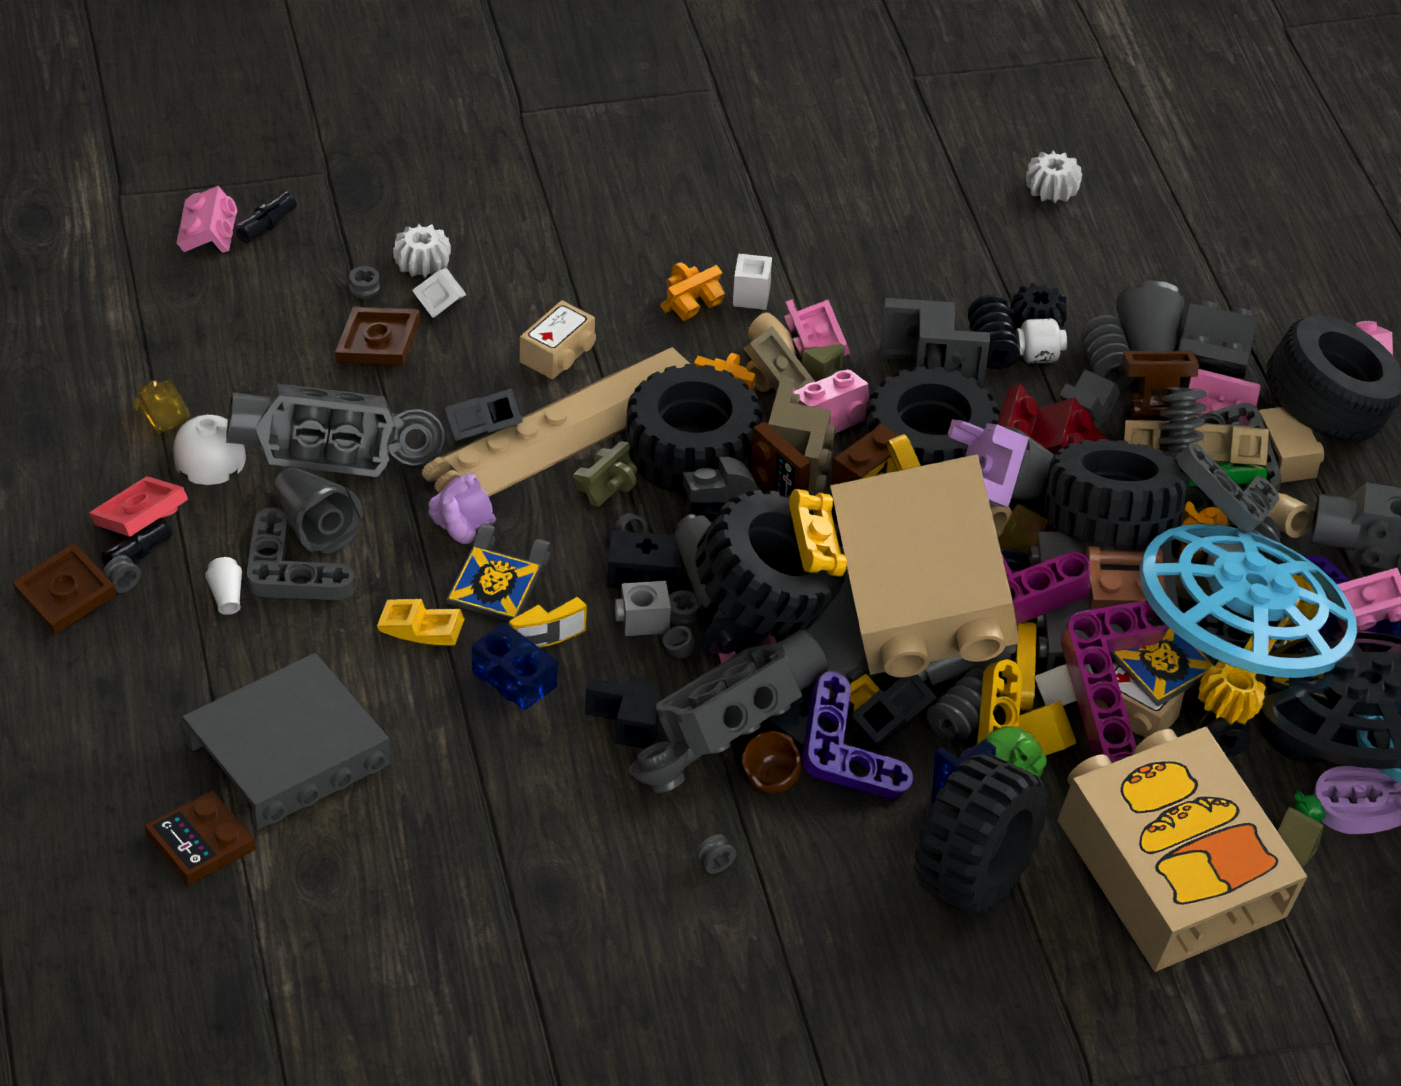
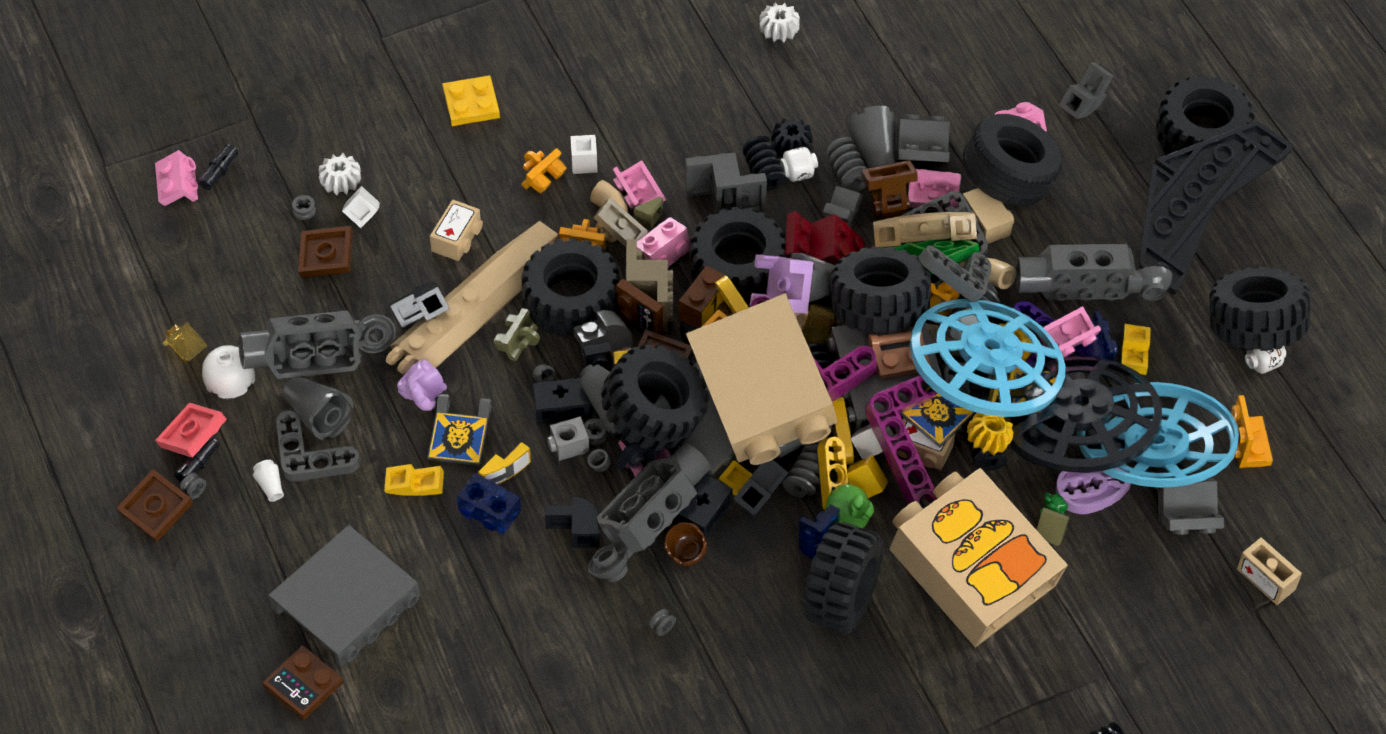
camera: 10 degrees left, 10 degrees up
(619, 199) = (471, 100): none -> yellow plate
(816, 533) = (684, 372): yellow plate -> none
(839, 754) = (728, 528): dark purple beam -> none
(1182, 419) = (915, 220): dark grey piece -> none

